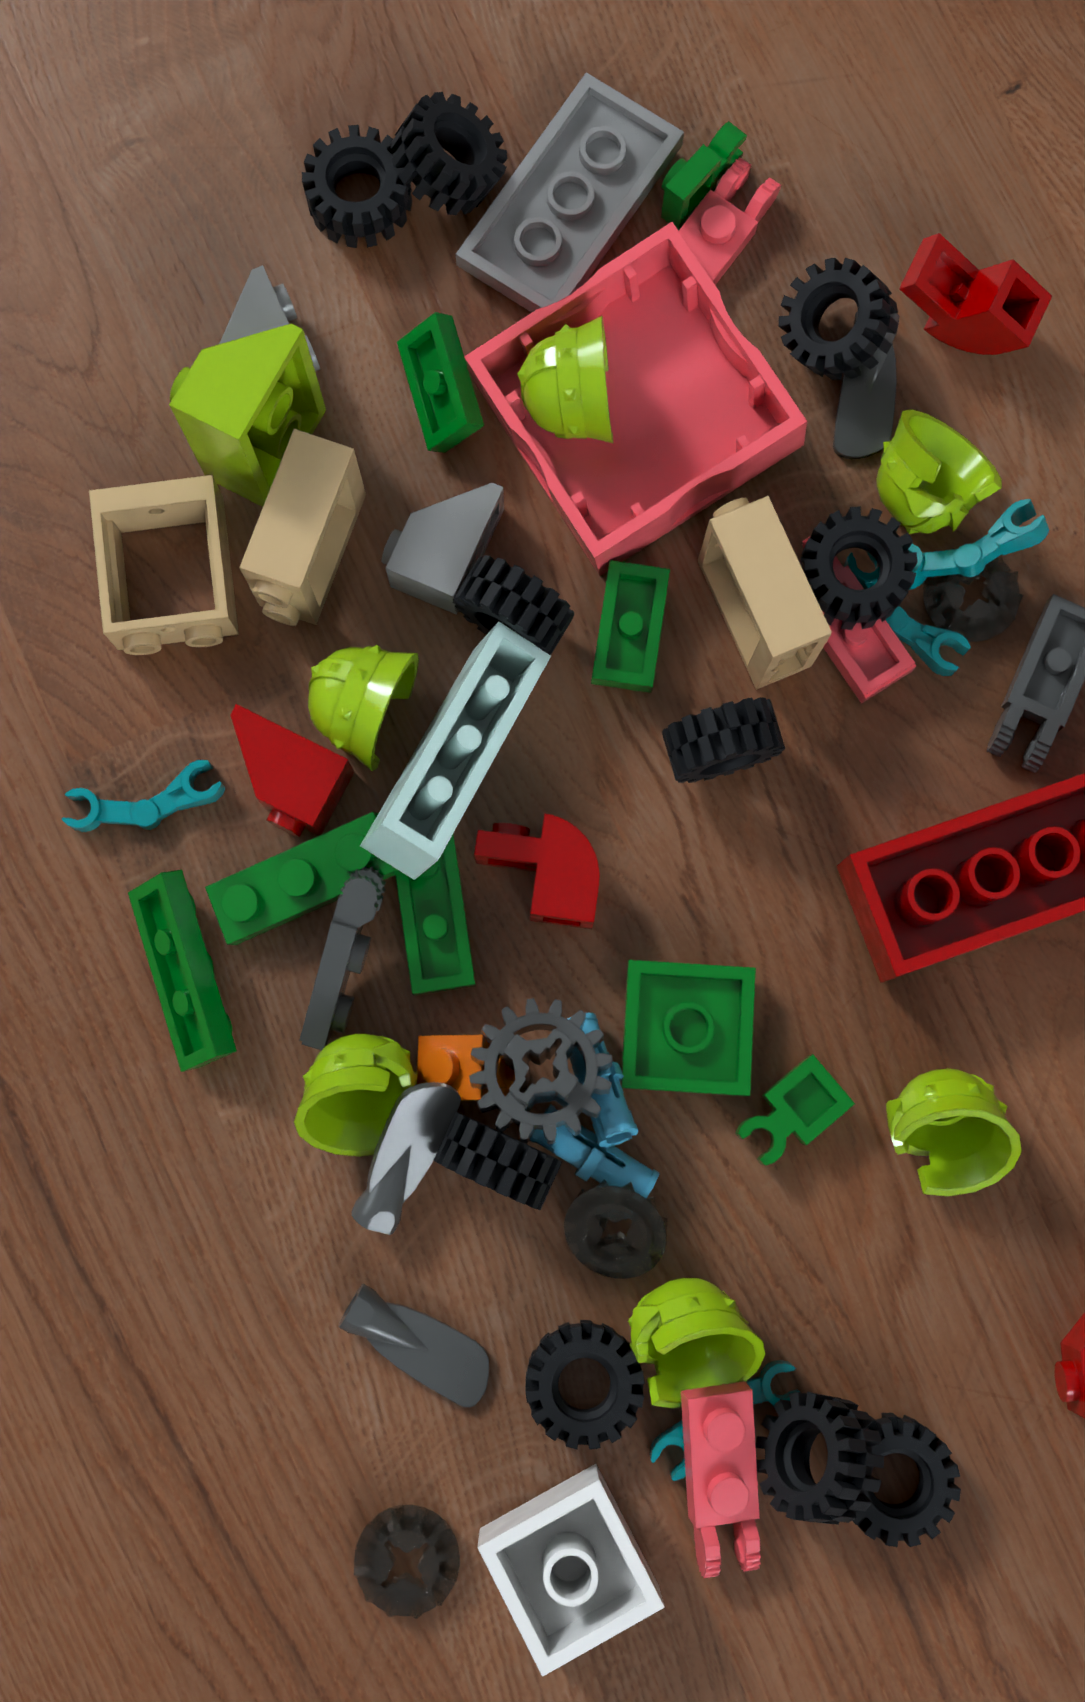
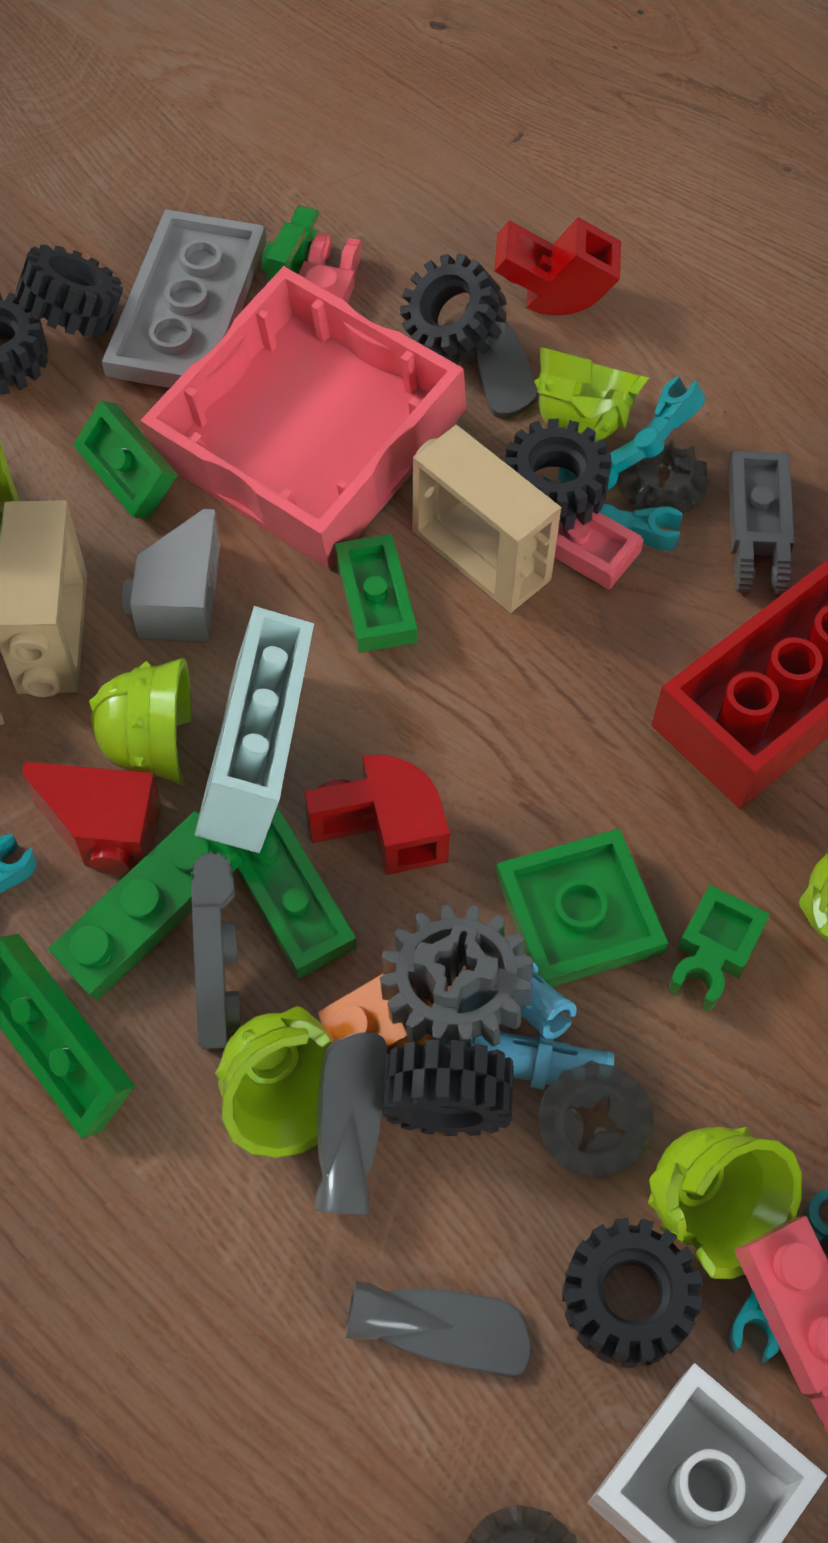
camera: 20 degrees left, 20 degrees down
(520, 602) = (260, 582): black tyre -> none
(567, 383) = (245, 411): lime helmet -> none
(723, 740) = (501, 644): black tyre -> none

